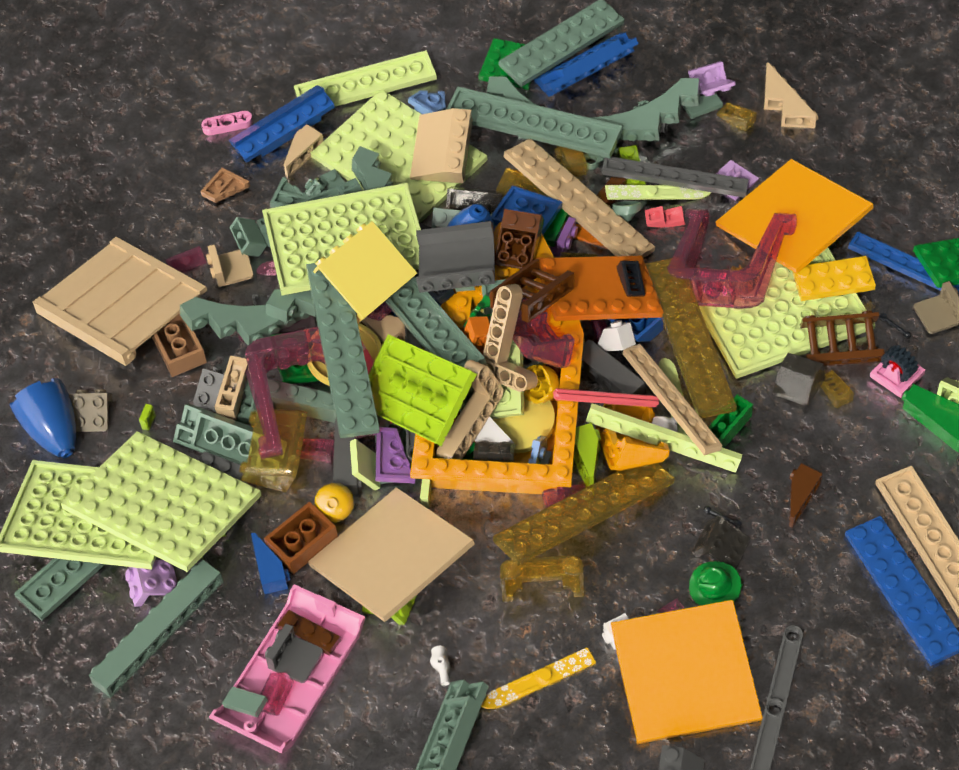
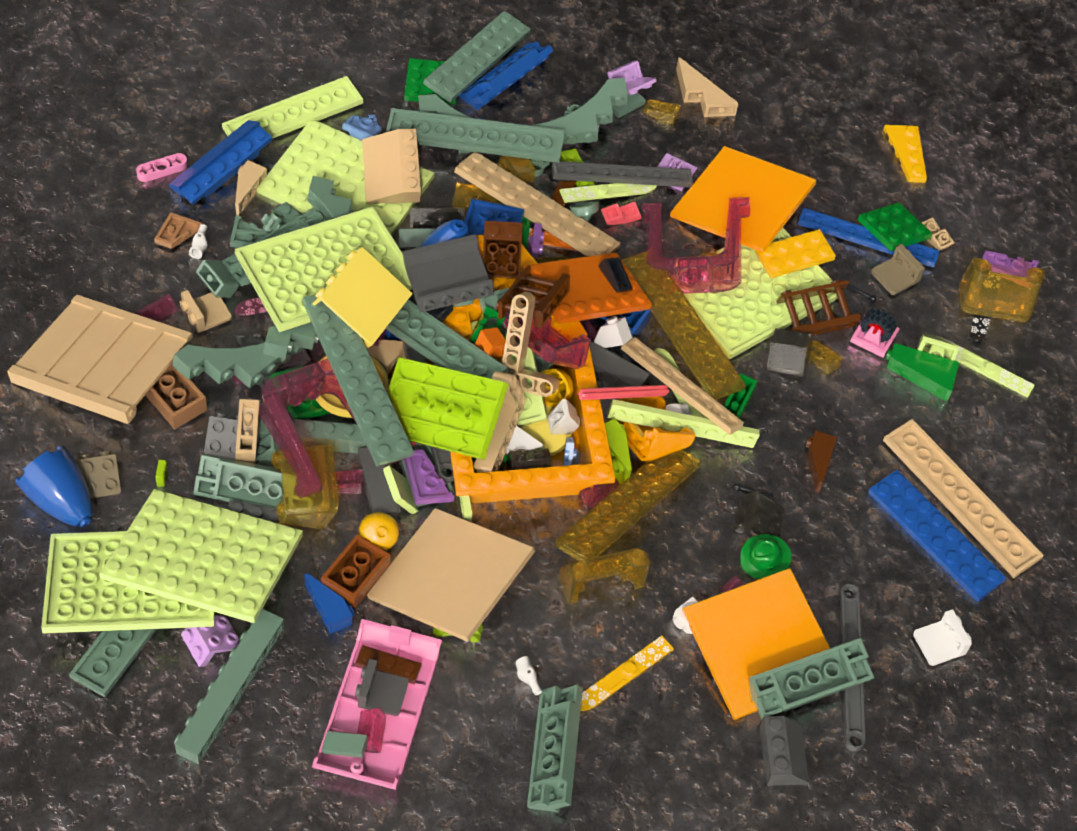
camera: 25 degrees left, 0 degrees up
(240, 201) = (199, 243): none -> white piece
(540, 416) = (563, 419): none -> white slope
(722, 714) = (810, 678): none -> sand green slope
(878, 698) = (943, 639): none -> white bracket

